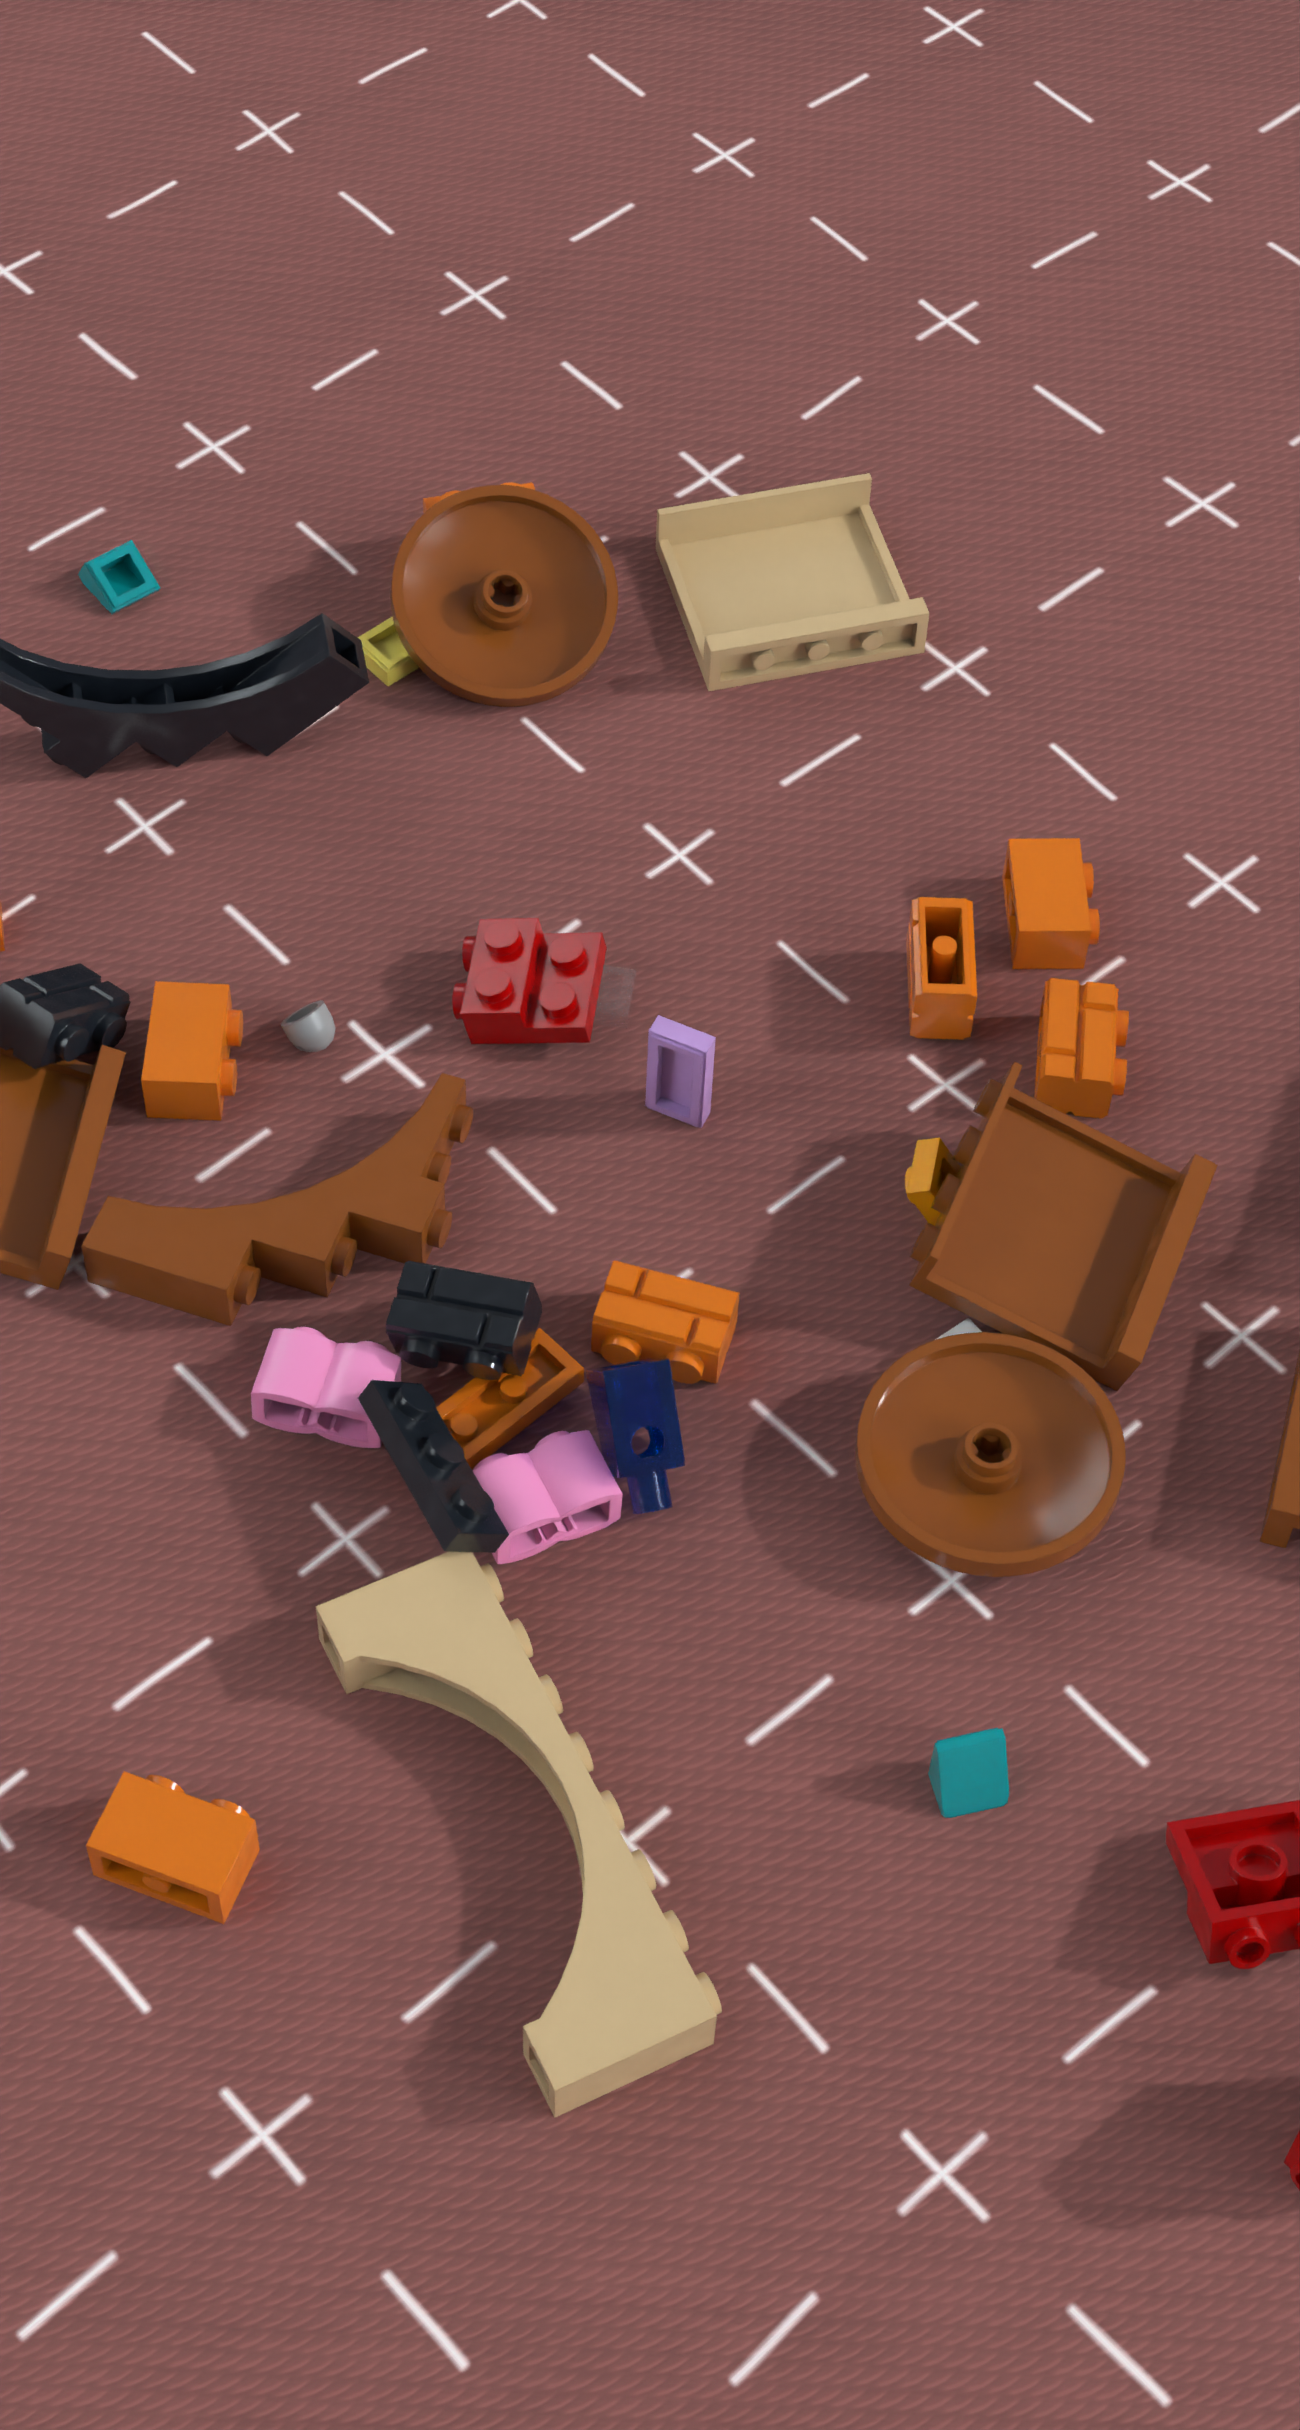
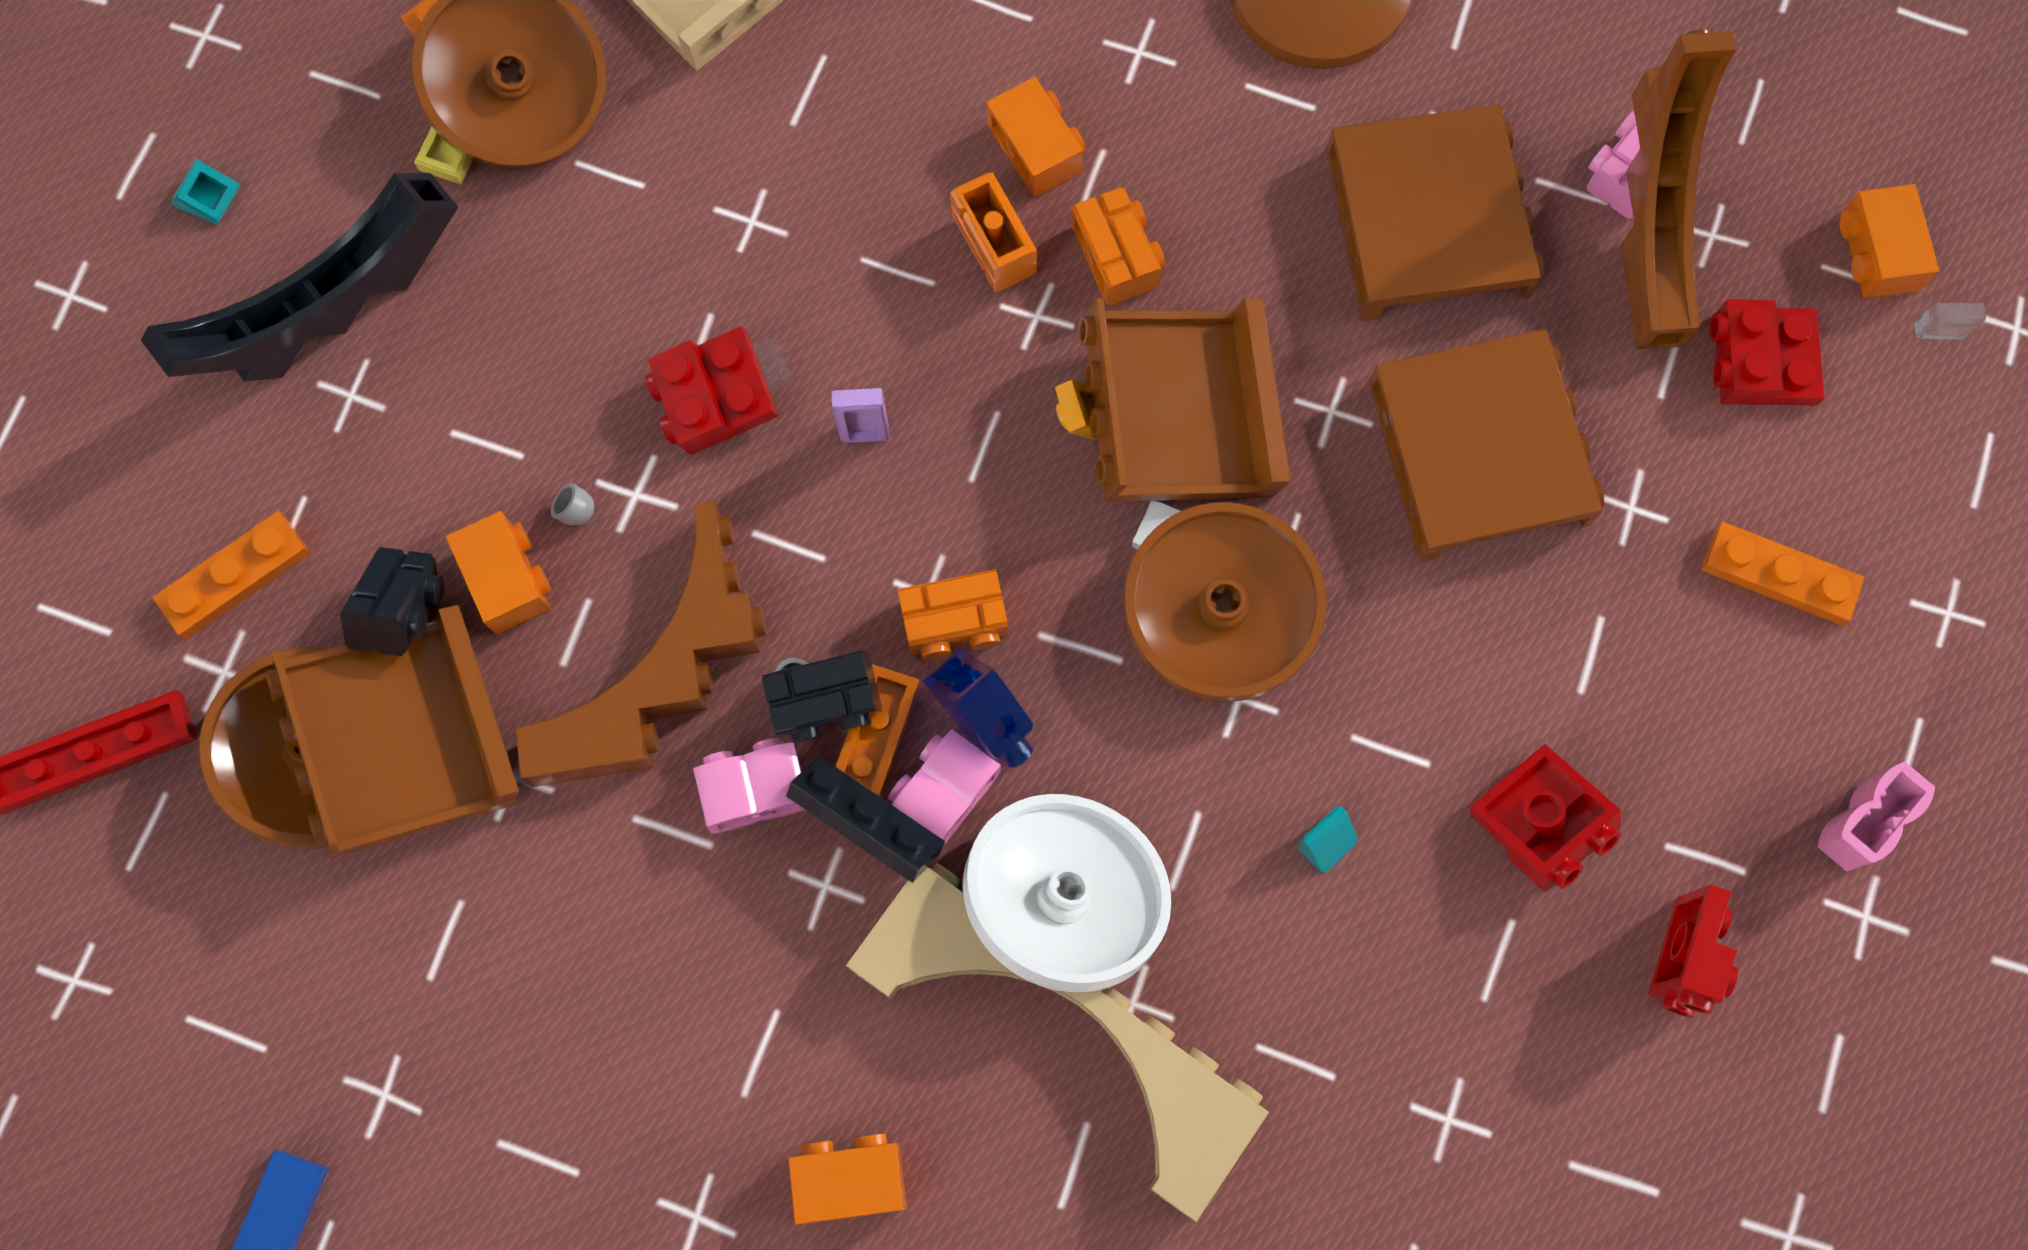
camera: 25 degrees left, 20 degrees up
(618, 1658) = (1066, 893): none -> white dish

